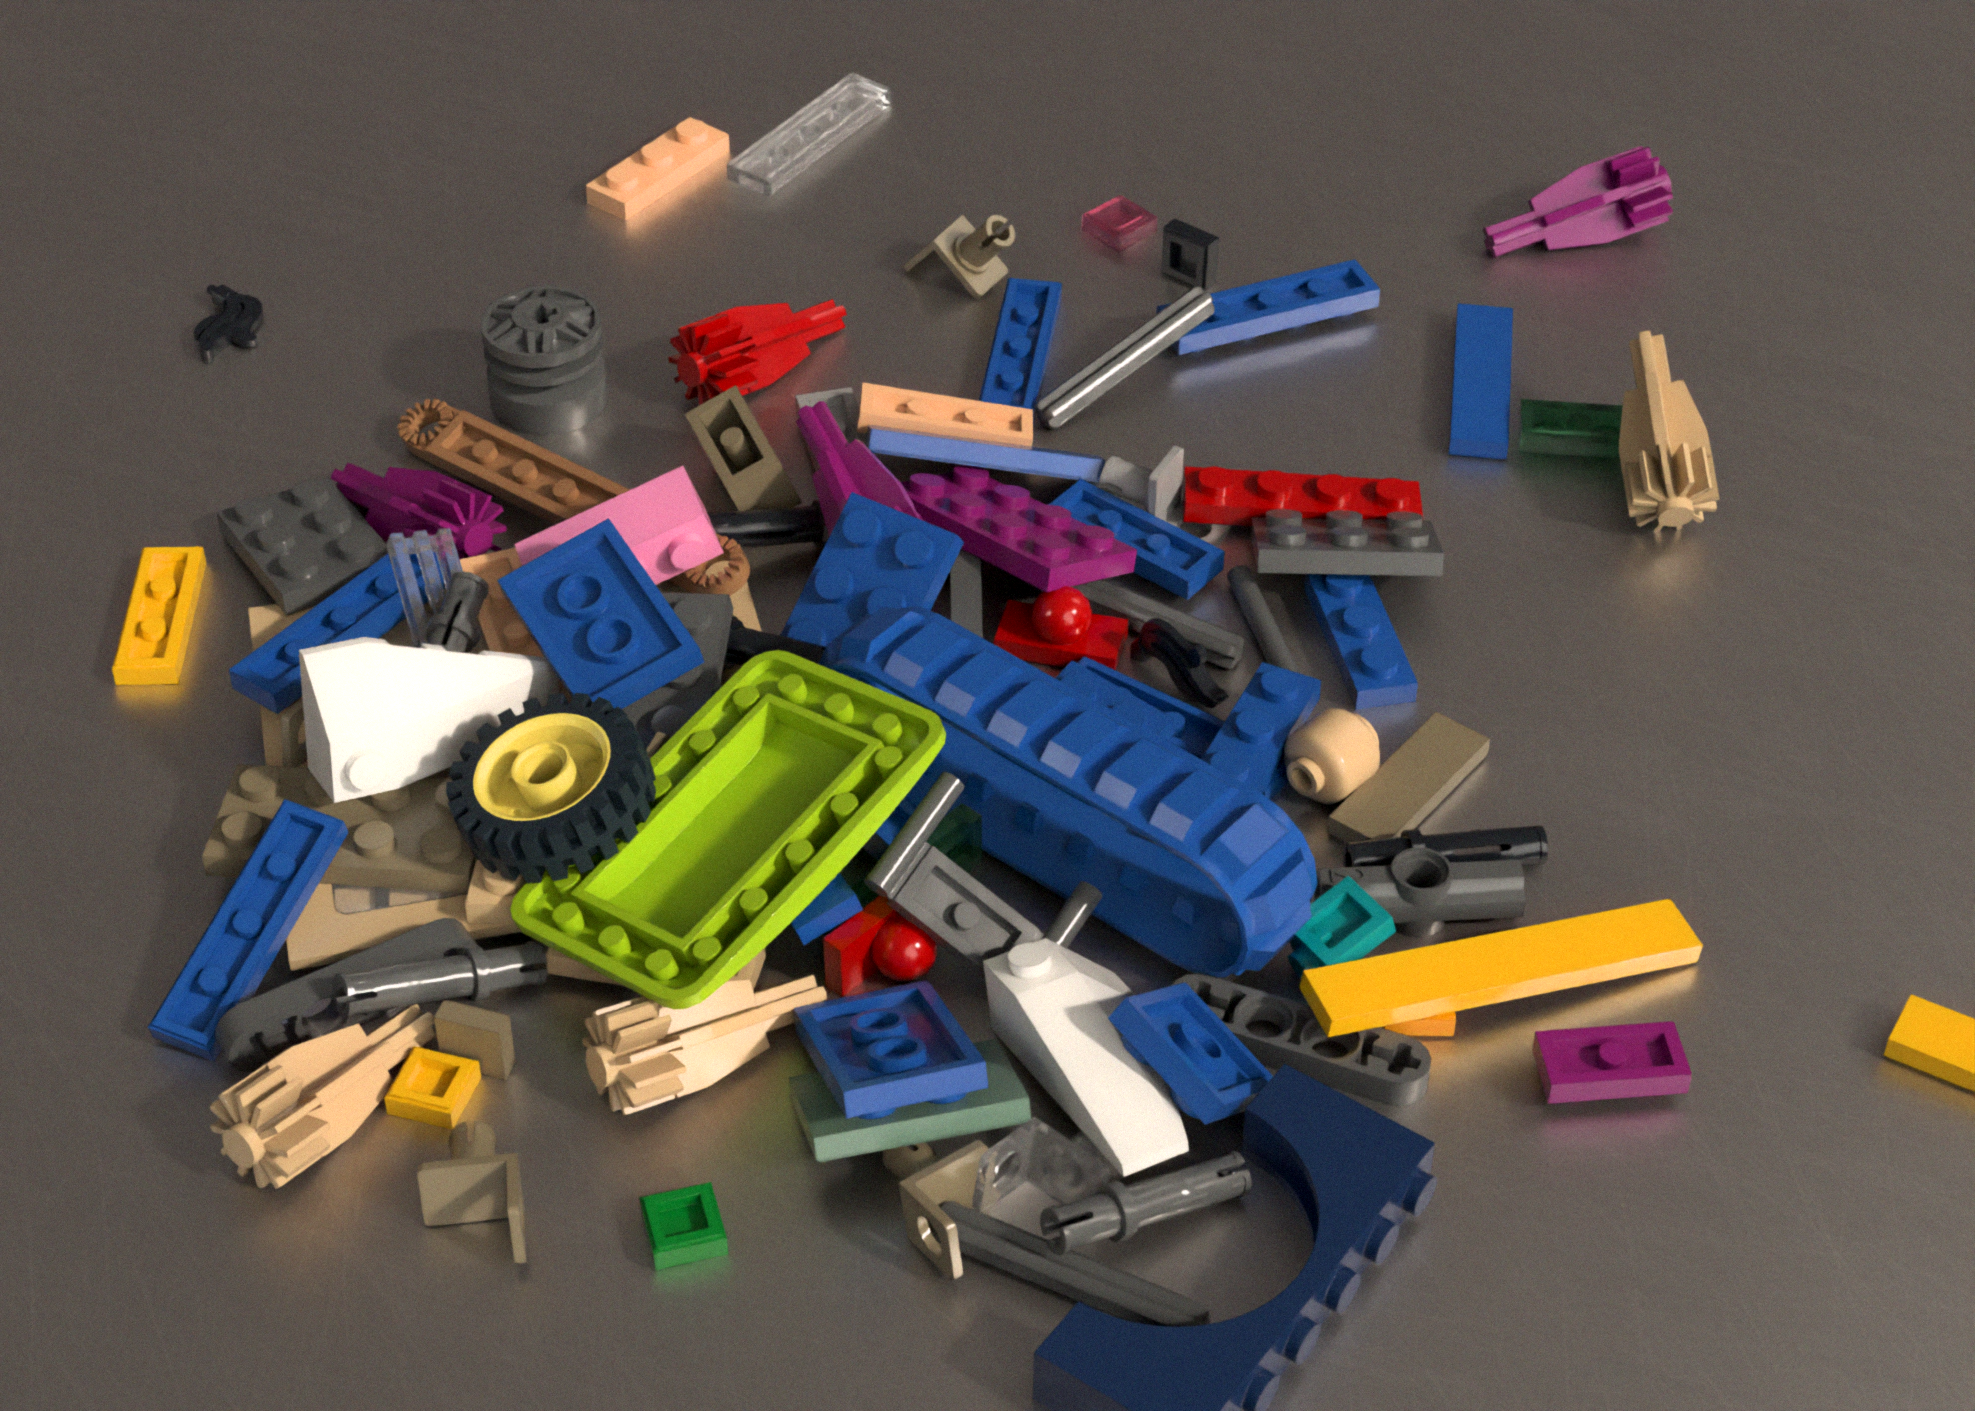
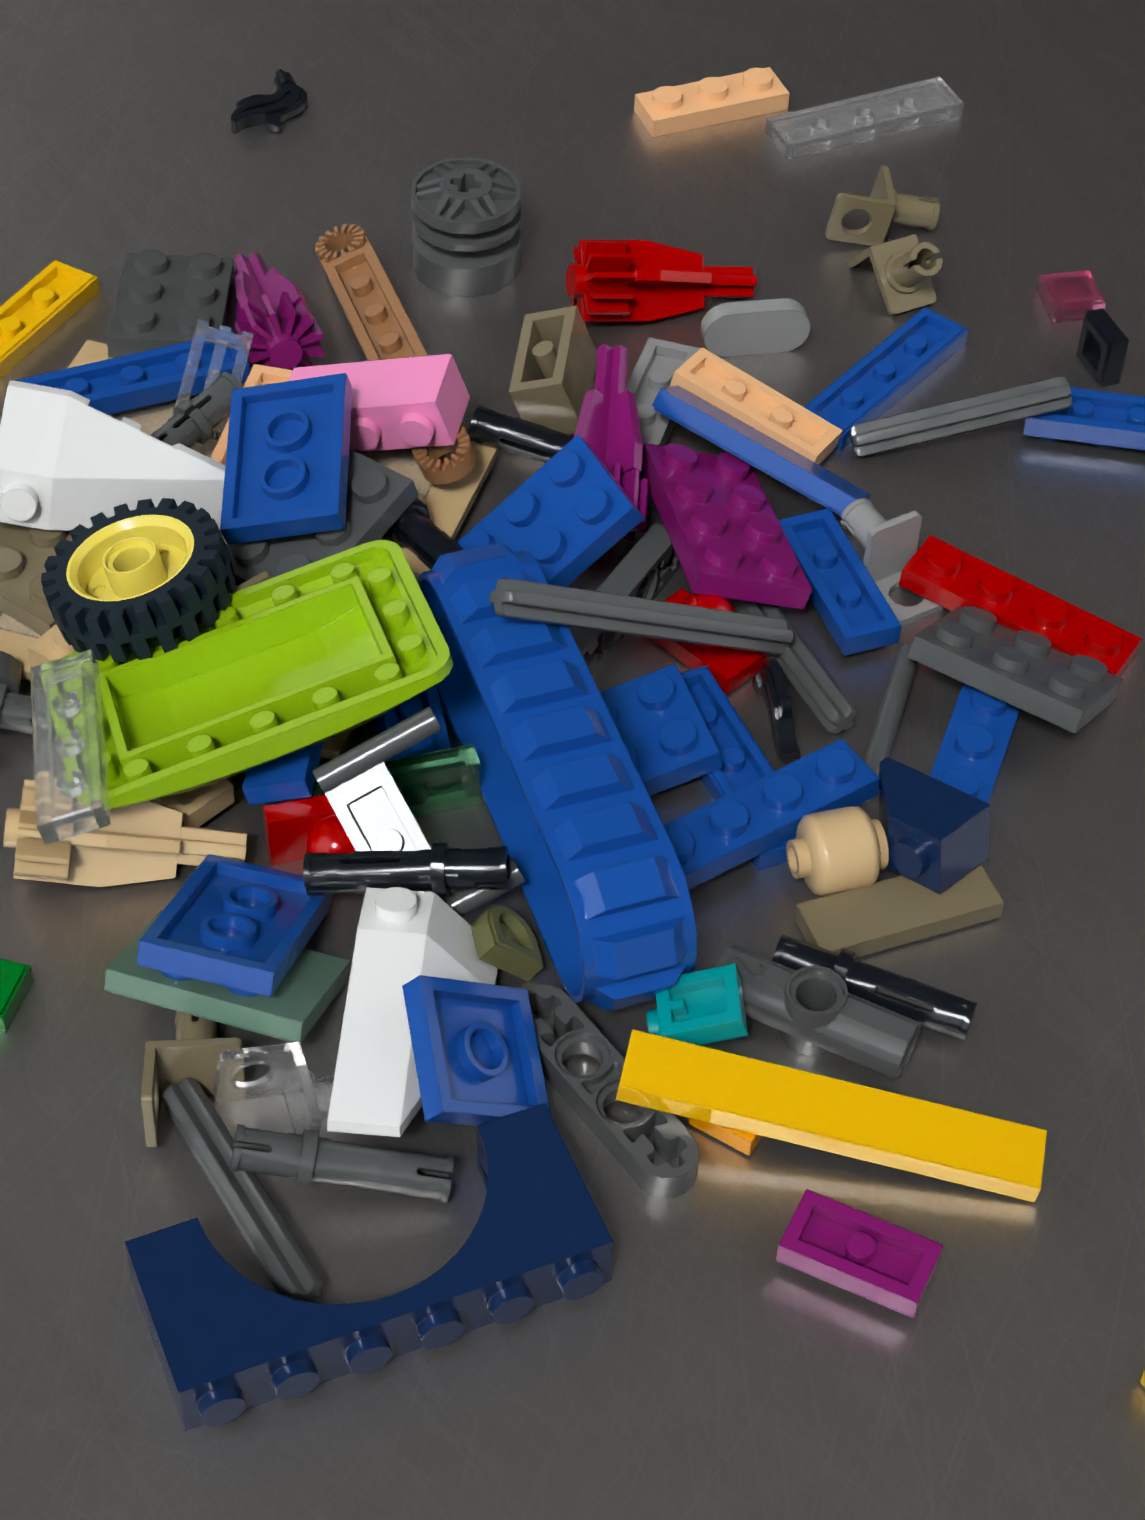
camera: 30 degrees right, 5 degrees up
(622, 959) = (69, 747): none -> clear tile
(880, 350) = (755, 327): none -> light grey tile
(903, 208) = (884, 208): none -> dark tan bracket
(1028, 919) = (420, 870): none -> black pin
(1046, 622) = (639, 616): none -> dark grey axle
(1120, 958) = (507, 942): none -> olive tile
(1396, 695) = (931, 827): none -> dark blue slope

